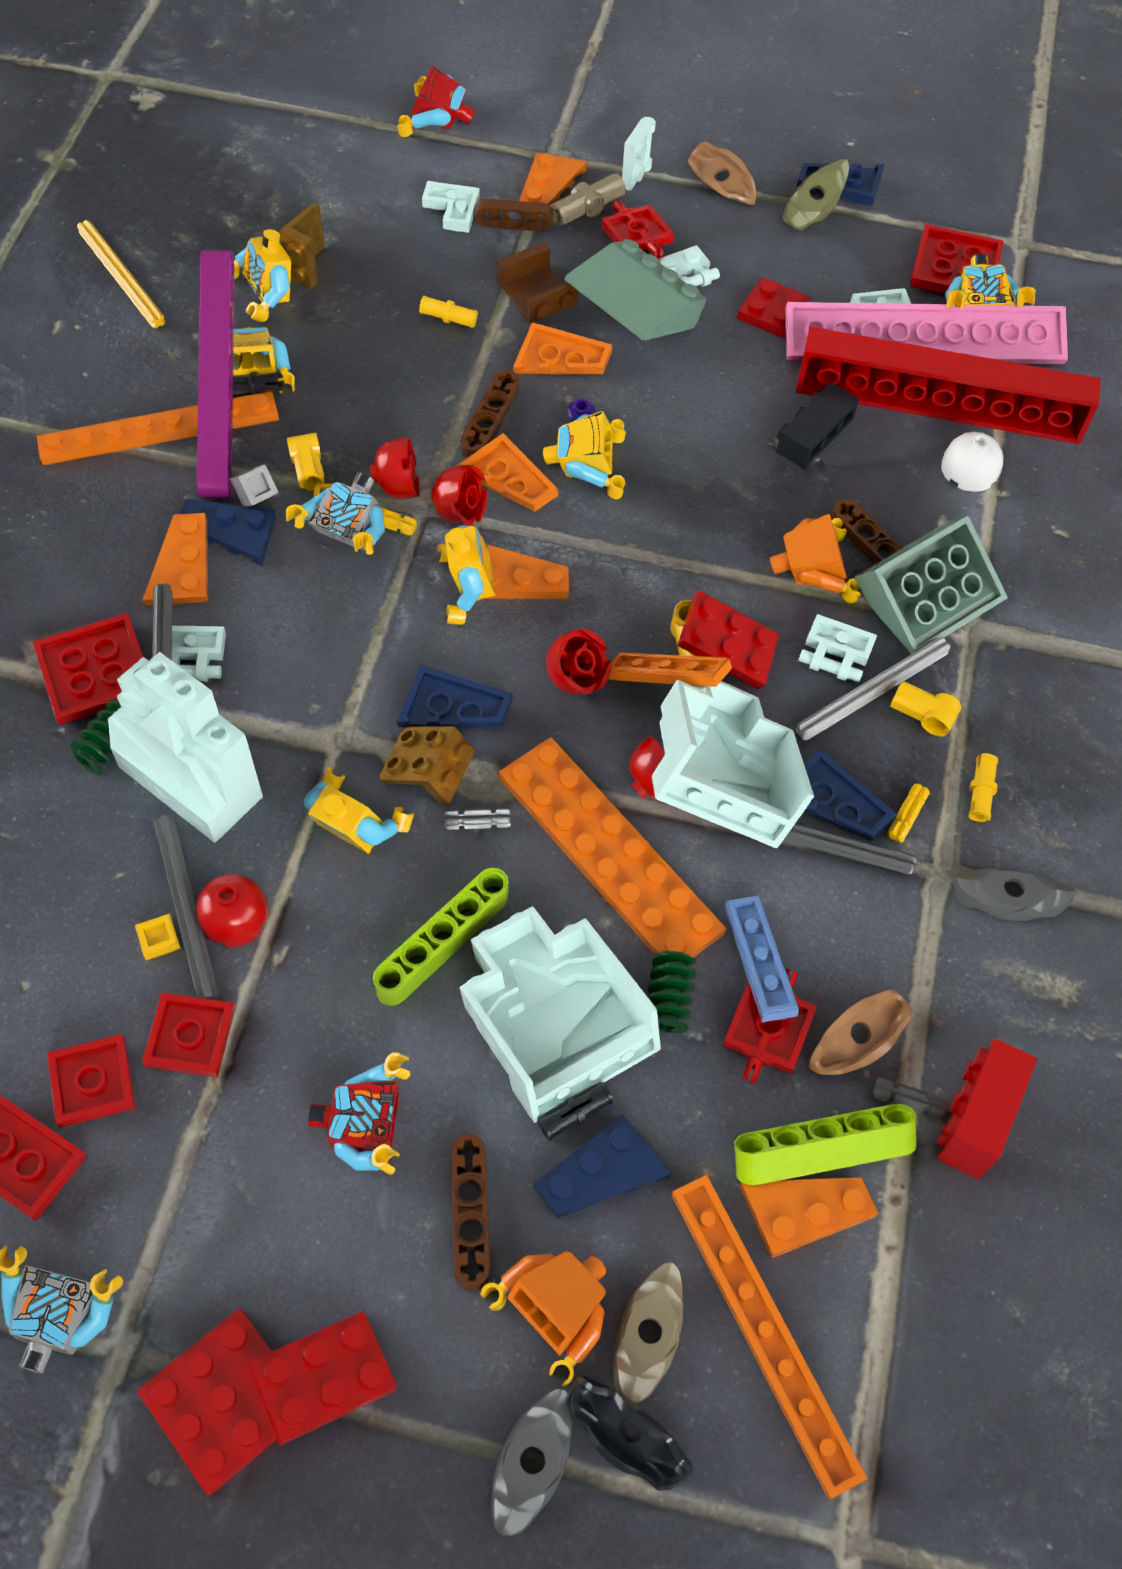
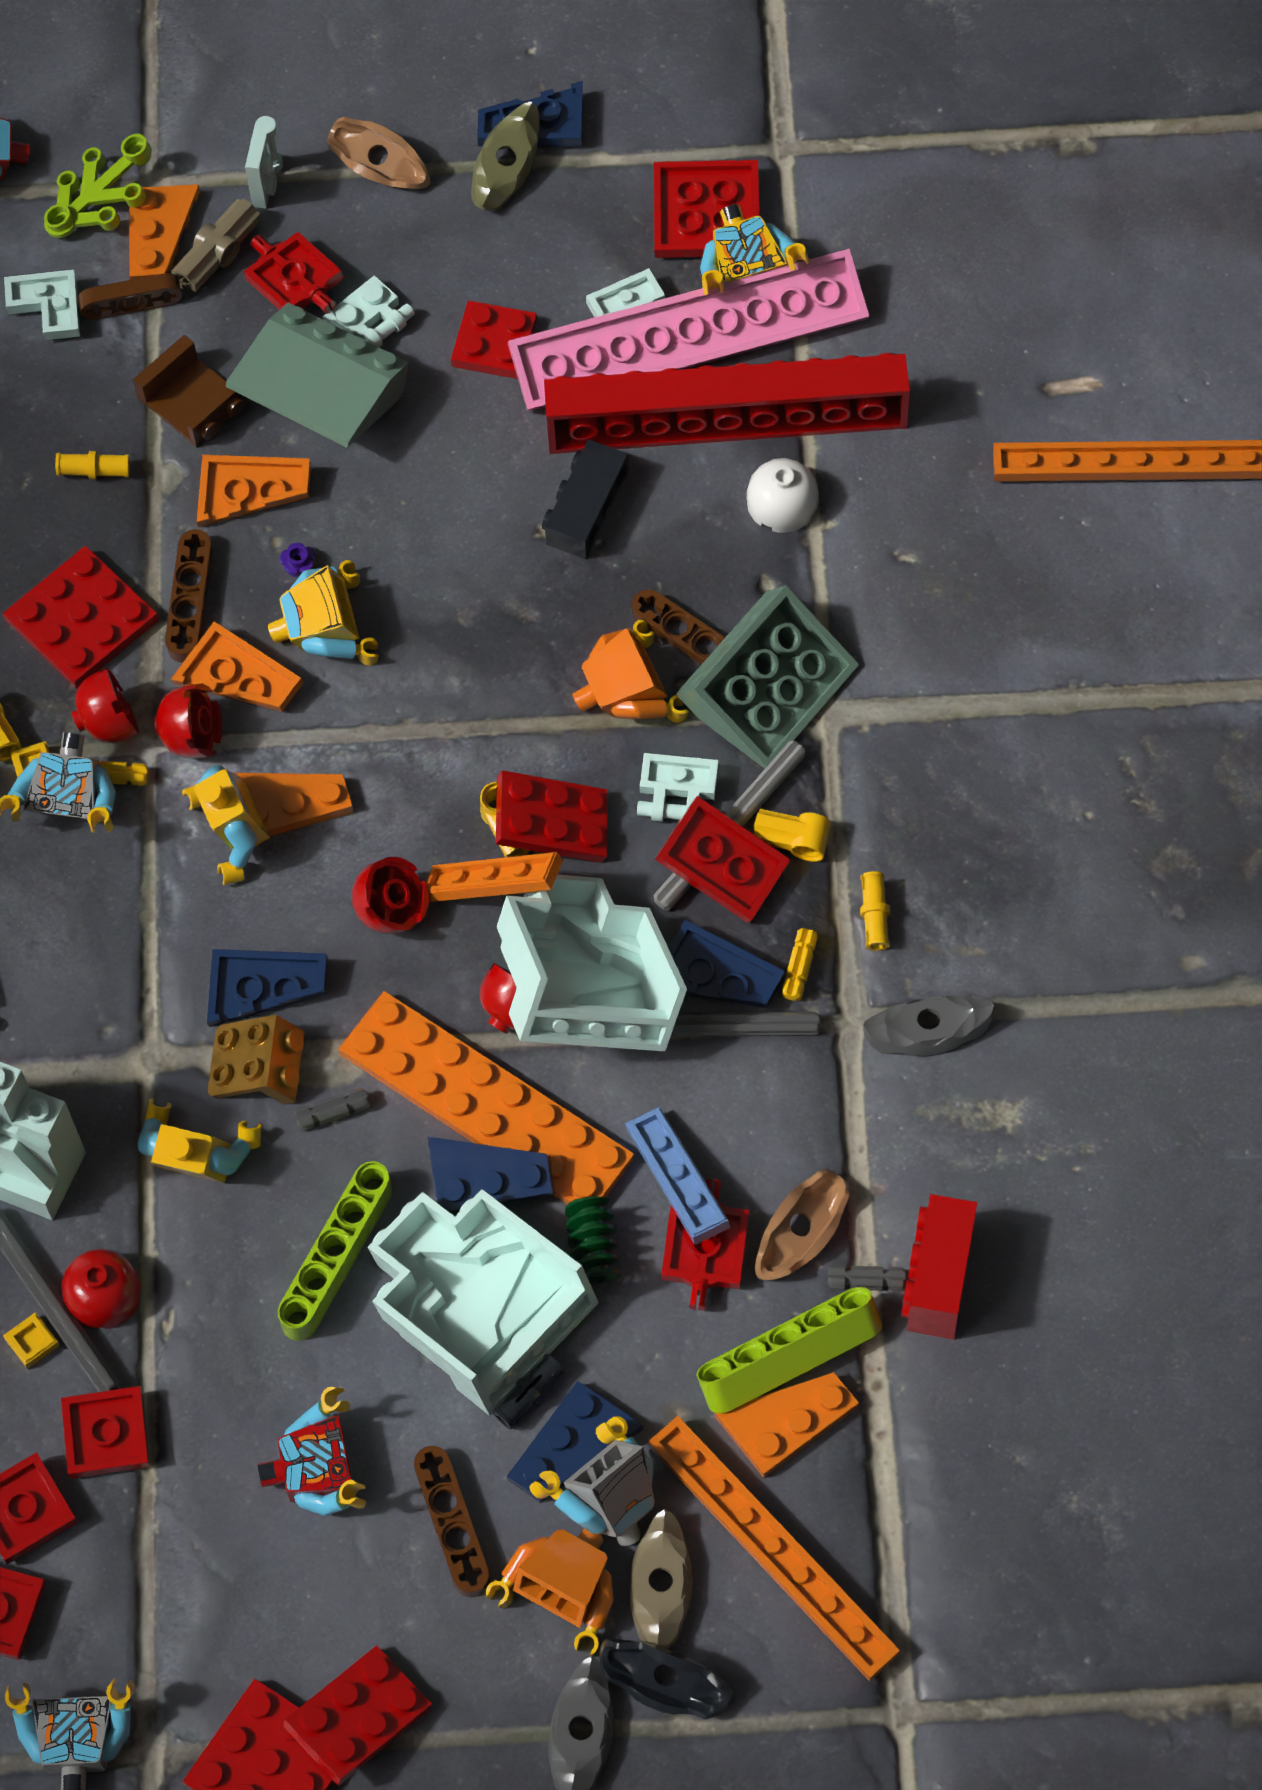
camera: 10 degrees left, 5 degrees up
(404, 406) = (80, 616): none -> red plate
(514, 144) = (65, 216): none -> lime plant
(609, 911) = (504, 1173): none -> dark blue wing
(625, 1227) = (609, 1489): none -> torso
(863, 710) = (722, 859): none -> red plate

